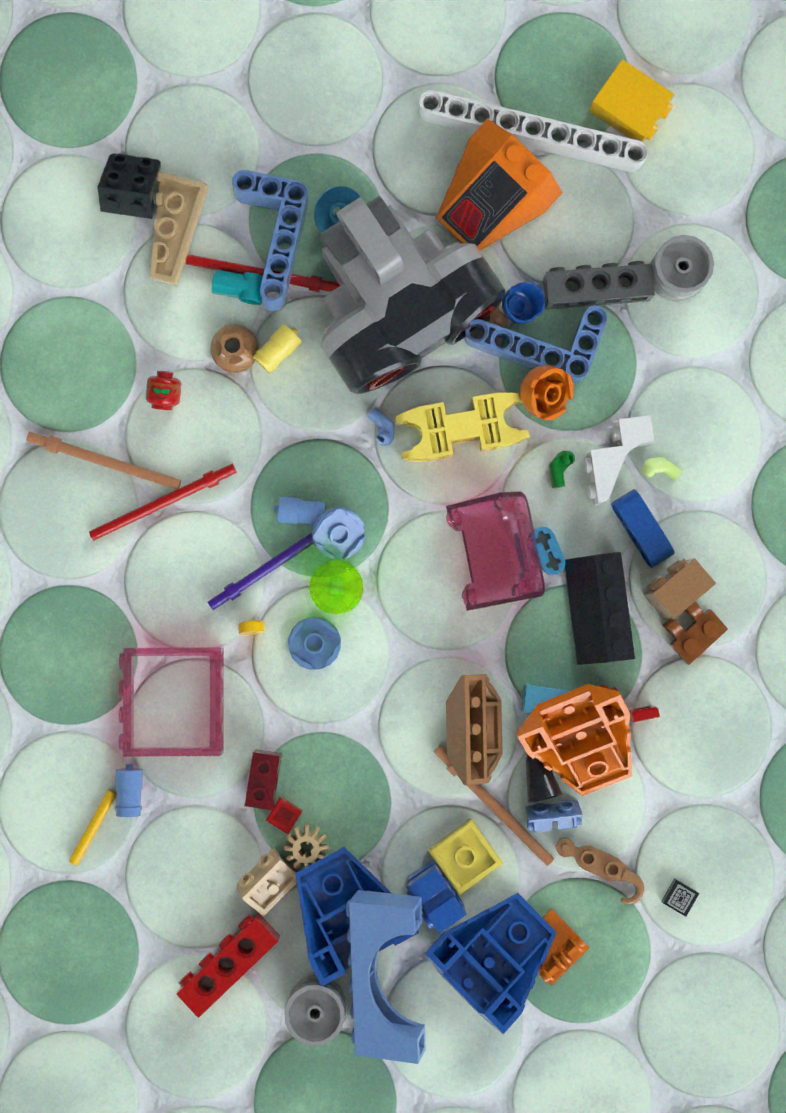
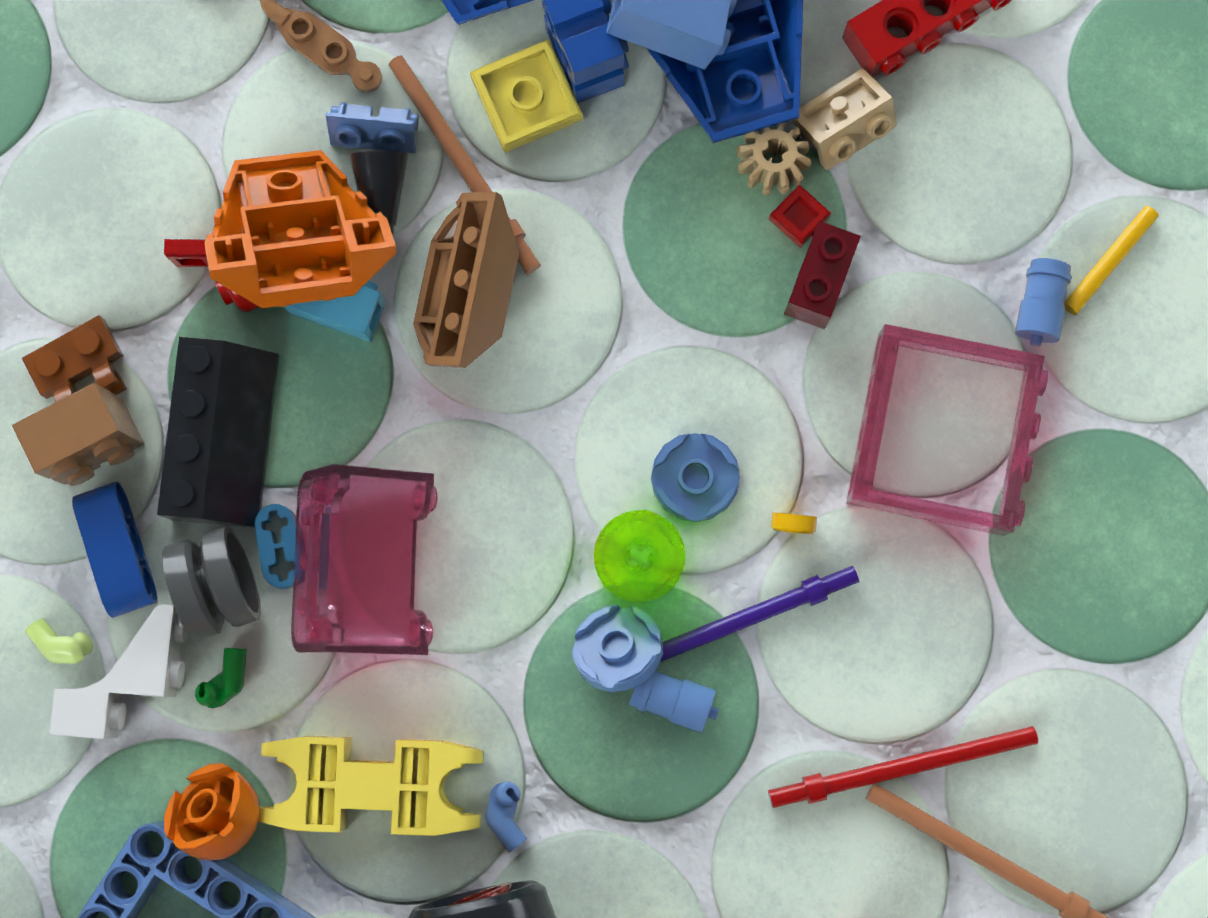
camera: 160 degrees left, 5 degrees down
(579, 519) = (211, 583): none -> dark grey wheel

